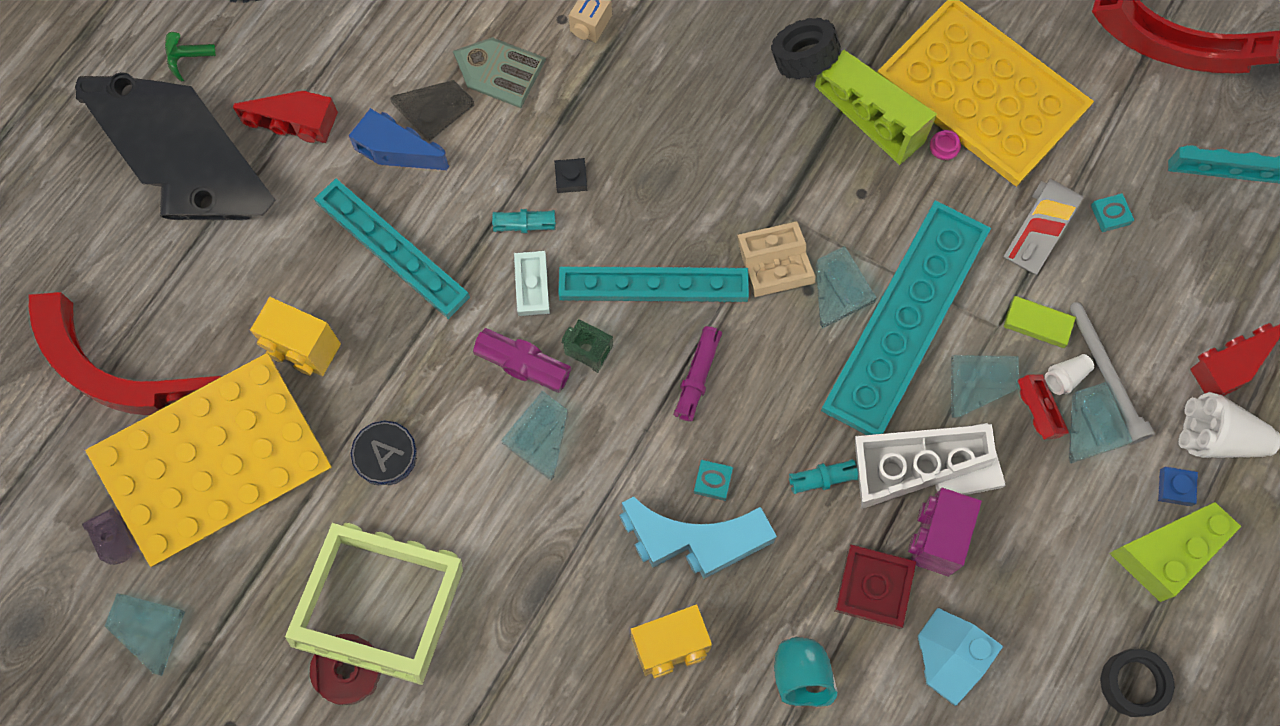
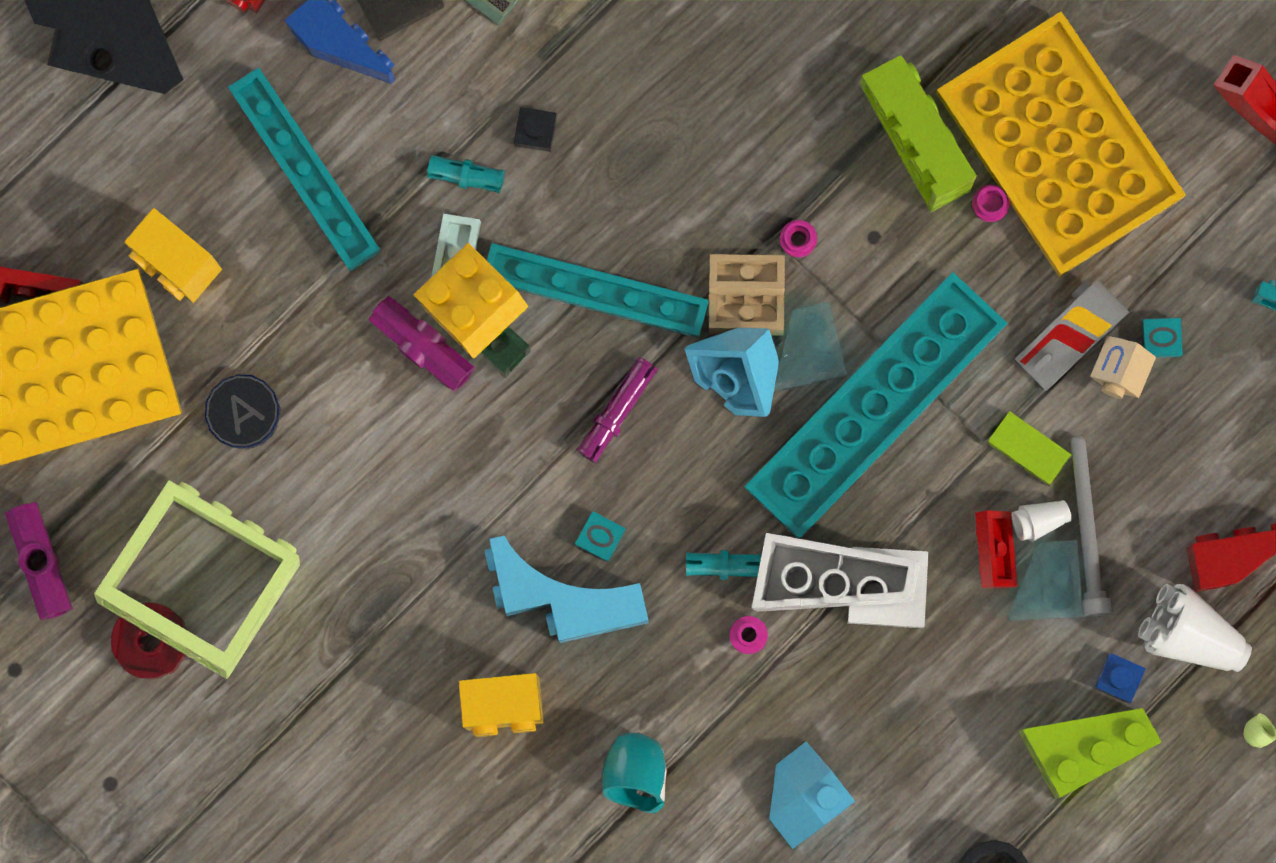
camera: 20 degrees right, 10 degrees up
(220, 607) = (30, 538): none -> magenta piece
(539, 434) = (420, 435): clear light blue wing -> none
(555, 309) = (471, 300): none -> yellow brick
(787, 316) = (738, 367): none -> medium azure slope
(807, 199) = (798, 227): none -> dark pink plate
(810, 61) = (863, 62): black tyre -> none
(857, 538) = (748, 647): none -> dark pink plate
(875, 586) = (743, 700): dark red plate -> none
(944, 532) = (833, 663): magenta brick -> none
(981, 381) = (936, 502): clear light blue wing -> none
(1094, 238) = (1122, 367): none -> tan brick

